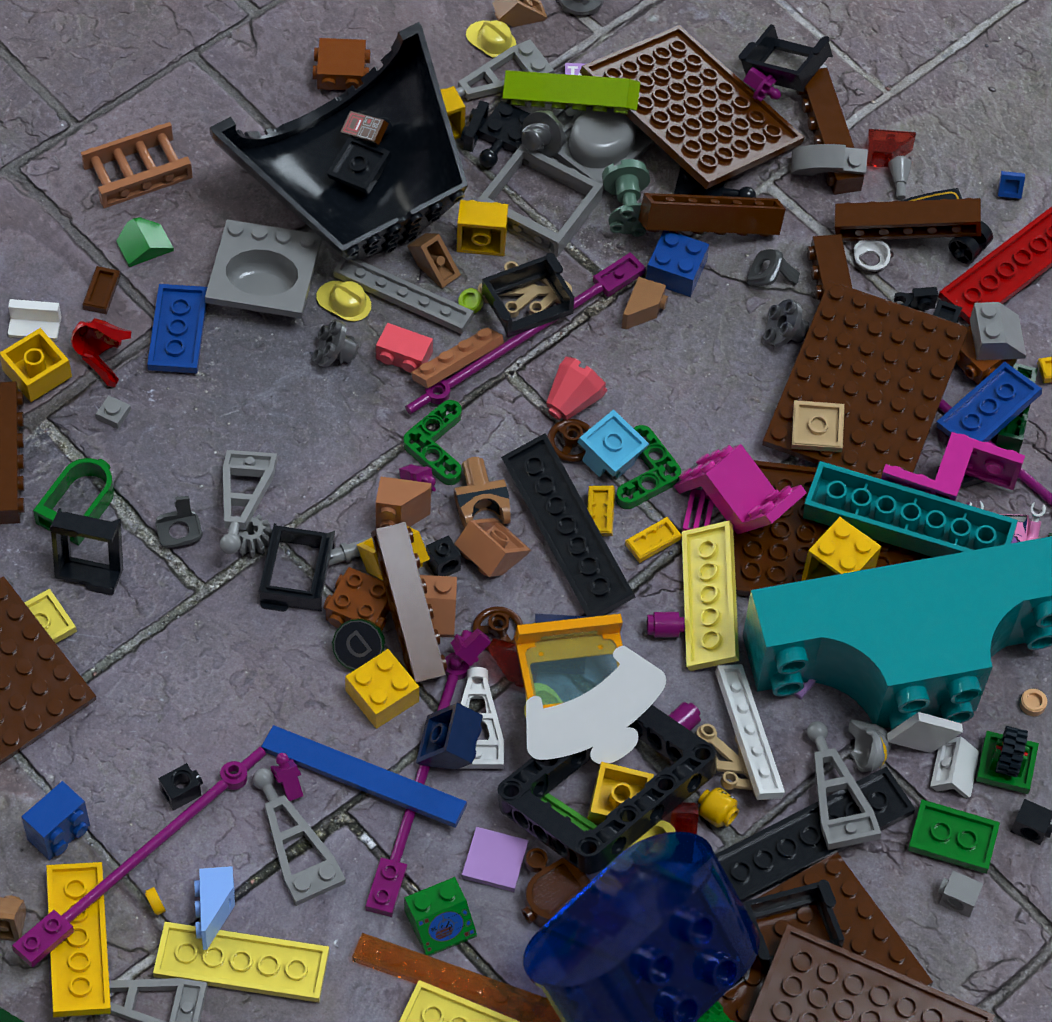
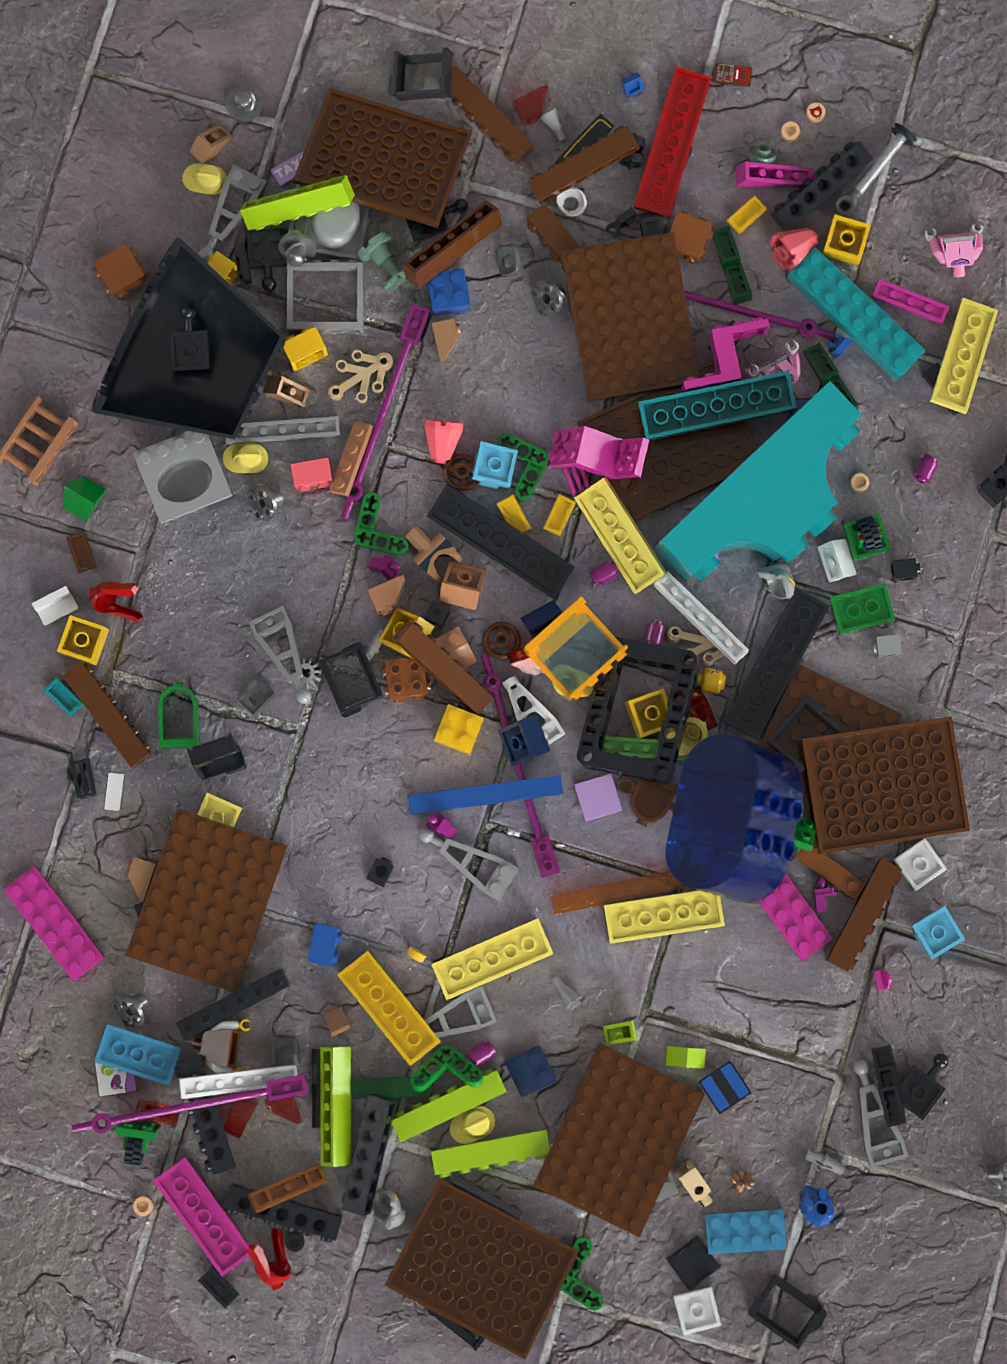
camera: 30 degrees left, 25 degrees up
(56, 928) = (374, 1013): magenta bar -> none
(113, 412) = (154, 639): light grey plate -> none
(177, 328) = (153, 551): blue plate -> none
(215, 902) = (453, 932): light blue slope -> none
(357, 642) = (425, 709): black tile -> none
(364, 127) = (177, 322): tile -> none
(440, 916) = (591, 857): green slope -> none
(468, 649) = (496, 672): magenta piece -> none
(471, 299) = (330, 407): lime tile -> none
(520, 276) = (375, 356): black piece -> none
(598, 716) = (611, 675): white sticker -> none
(762, 84) = (419, 106): magenta piece -> none
(817, 426) = (619, 370): tan tile -> none
(828, 158) = (503, 147): light grey arch -> none
(840, 551) = (693, 469): yellow container -> none
(848, 829) = (800, 648): light grey plate -> none
(924, 732) = (809, 554): white tile -> none
(990, 404) = (718, 283): blue plate -> none
(996, 332) = (694, 224): light grey slope -> none

